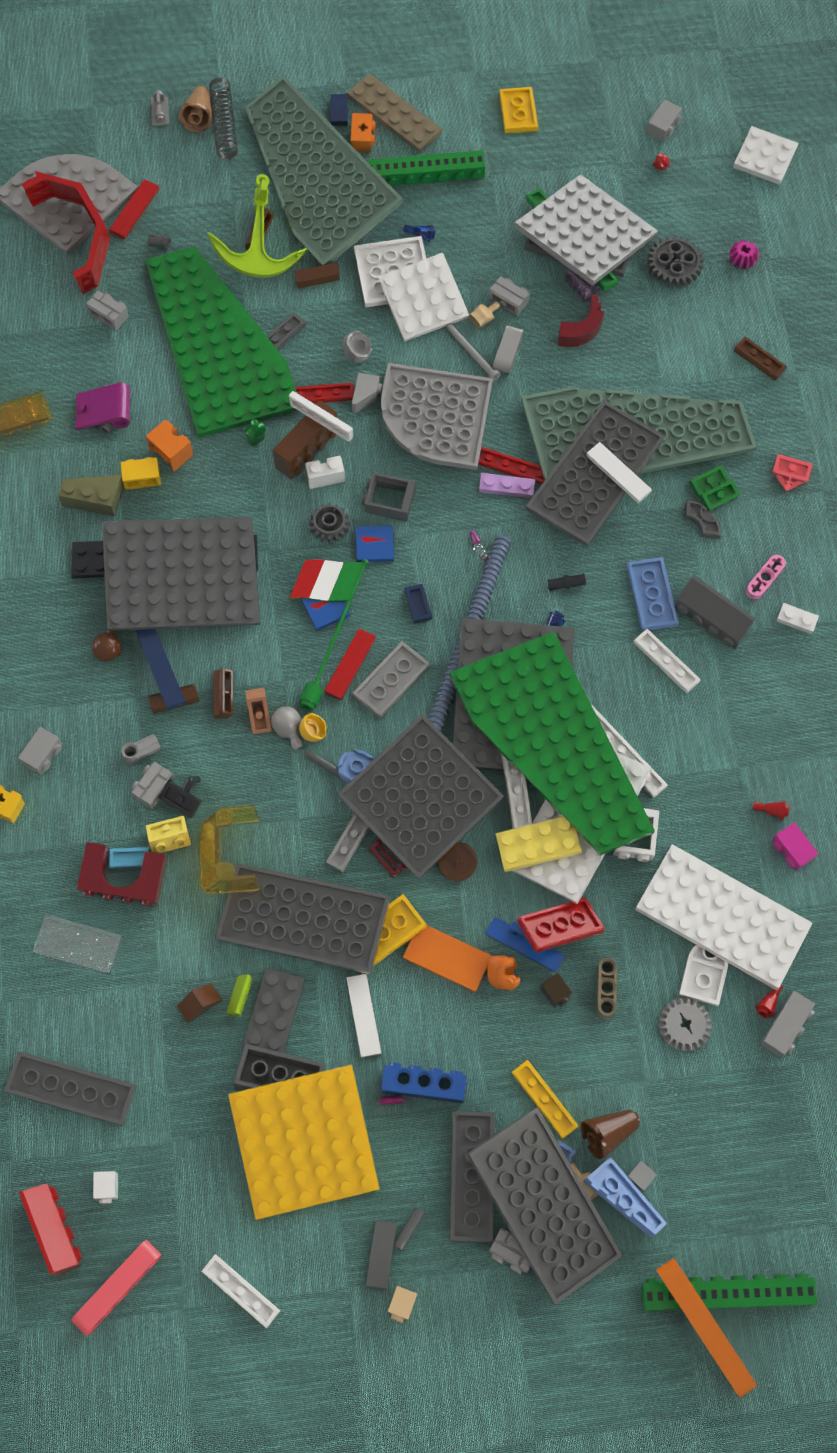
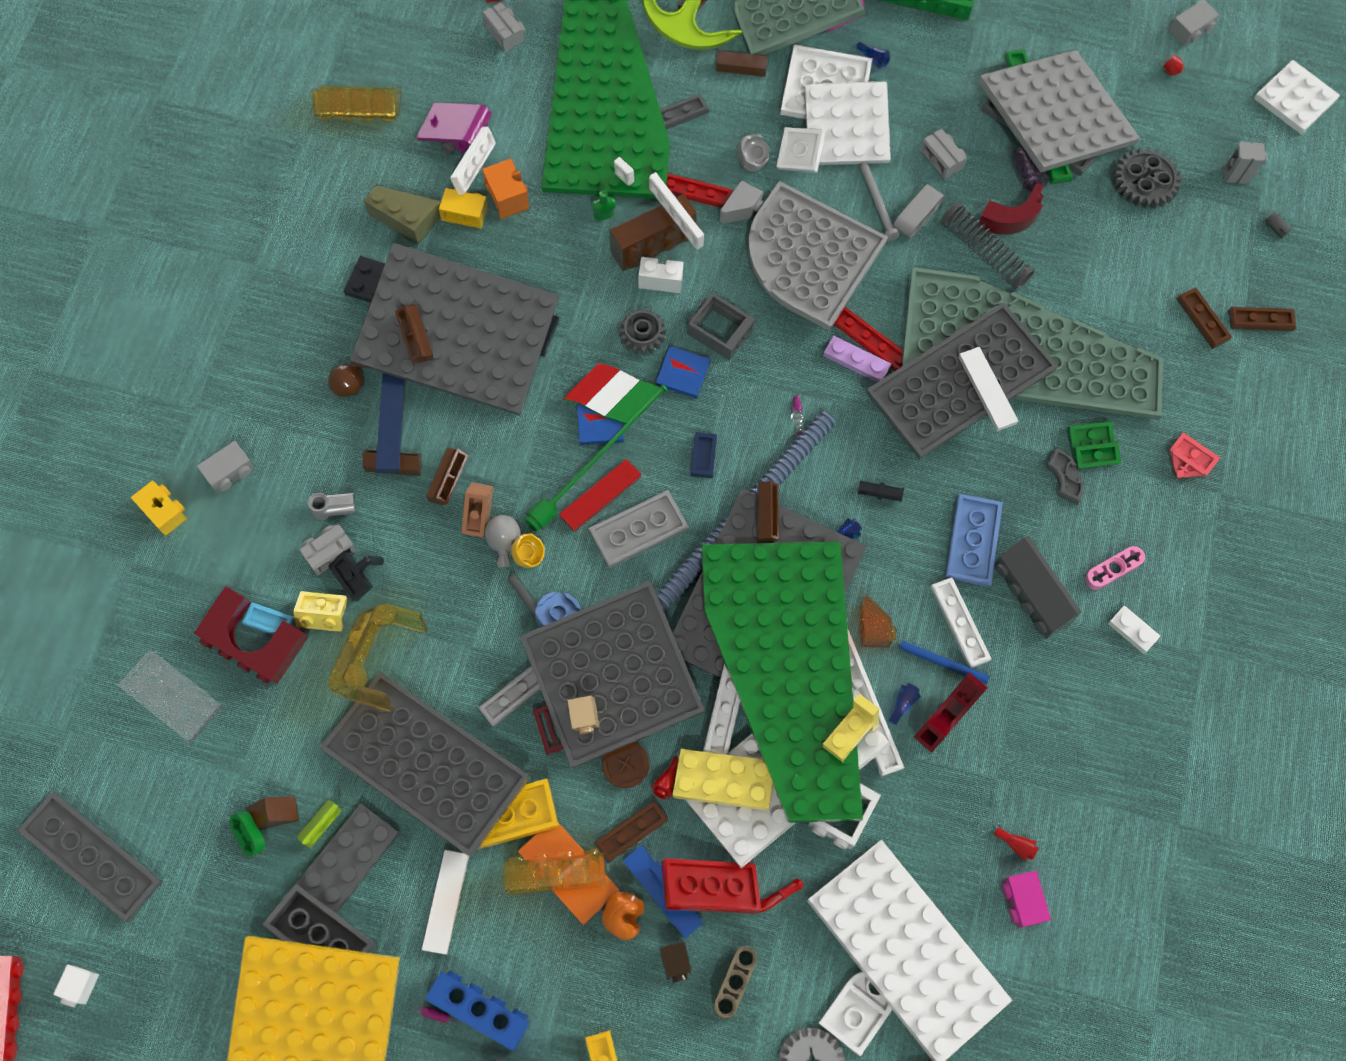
camera: 20 degrees right, 0 degrees up
(133, 431) = (473, 160): none -> white tile
(152, 588) = (414, 333): none -> reddish brown piece
(187, 1023) = (247, 833): none -> green beam
(261, 398) = (624, 171): none -> white tile
(395, 331) = (801, 149): none -> white plate
(413, 834) = (583, 714): none -> tan brick
(440, 960) = (554, 873): none -> clear yellow slope
(482, 910) = (631, 831): none -> reddish brown tile
(483, 315) = (906, 165): tan piece -> none
(489, 628) = (767, 512): none -> reddish brown piece
(493, 865) = (664, 785): none -> red cone
(537, 340) = (1022, 276): none -> dark grey piece
(604, 686) = (875, 625): none -> clear orange slope
(607, 922) = (782, 894): none -> red piece
(622, 764) = (853, 728): none -> light yellow bracket
(649, 732) = (907, 697): none -> clear blue cone
(666, 695) = (941, 661): none -> blue bar
(686, 730) = (950, 712): none -> dark red arch
(744, 254) = (1229, 196): dark pink gear -> none
(746, 223) = (1244, 162): none -> light grey brick
(789, 264) = (1278, 224): none -> dark grey pin
(804, 343) = (1262, 318): none -> reddish brown tile

